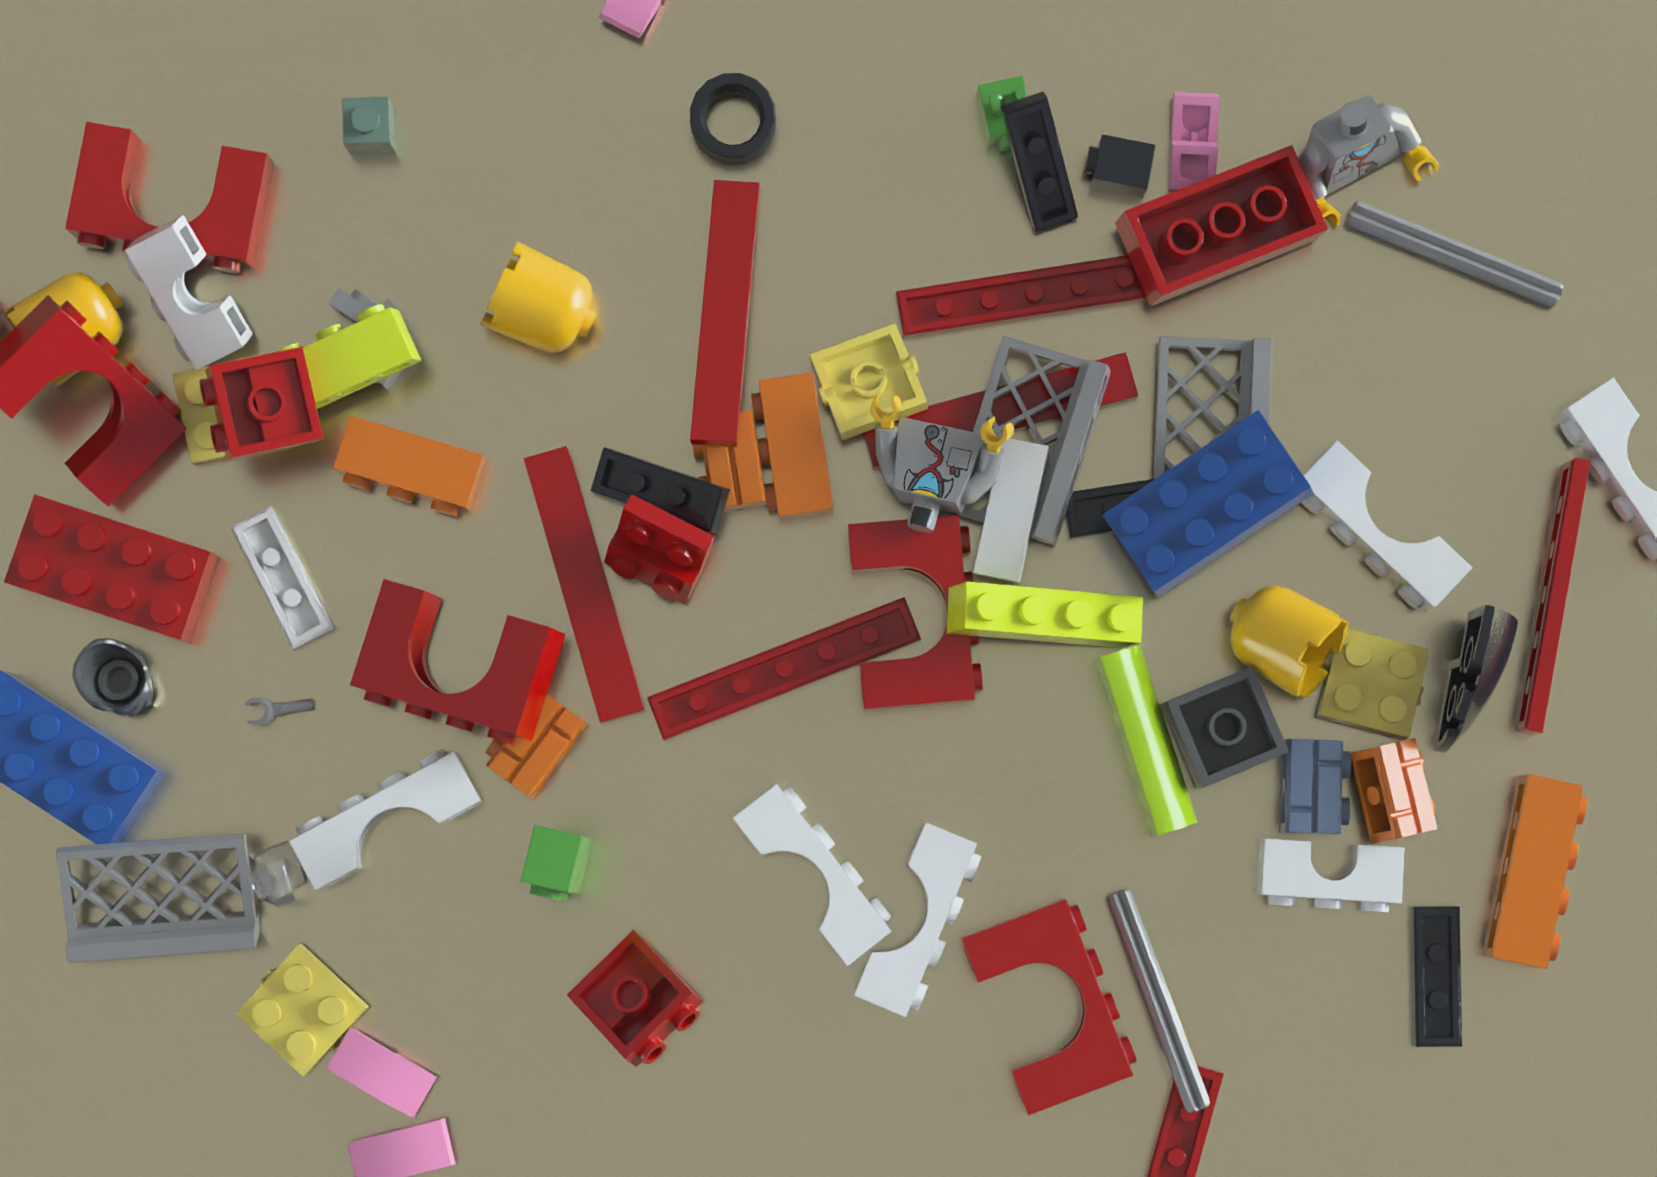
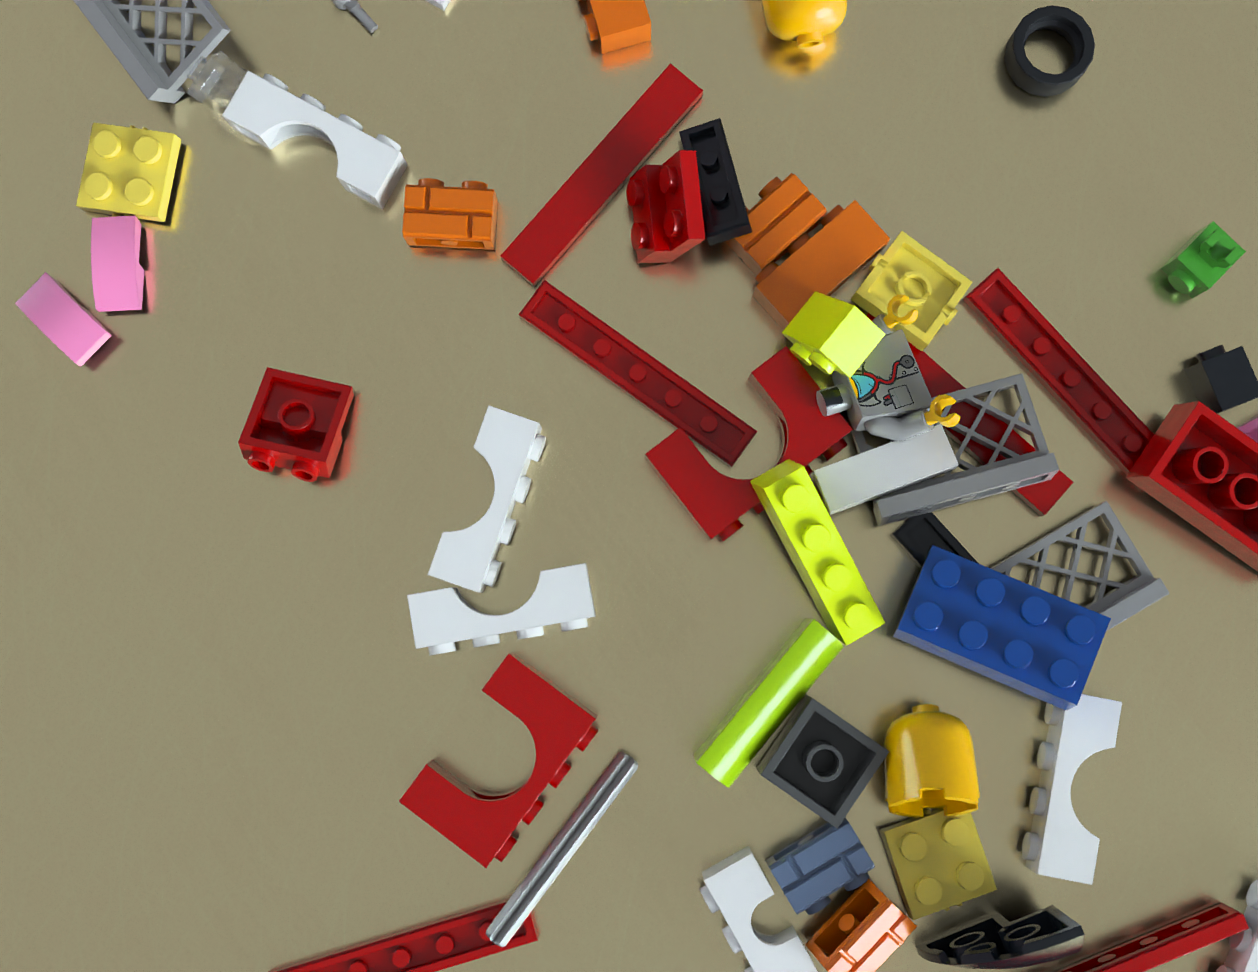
camera: 65 degrees right, 0 degrees up
(504, 700) = (467, 160): red arch -> none
(555, 863) = (353, 278): bright green brick -> none
(725, 313) = (889, 141): red tile -> none
(868, 483) = (832, 335): none -> neon yellow brick
(1039, 161) = (1186, 308): black tile -> none

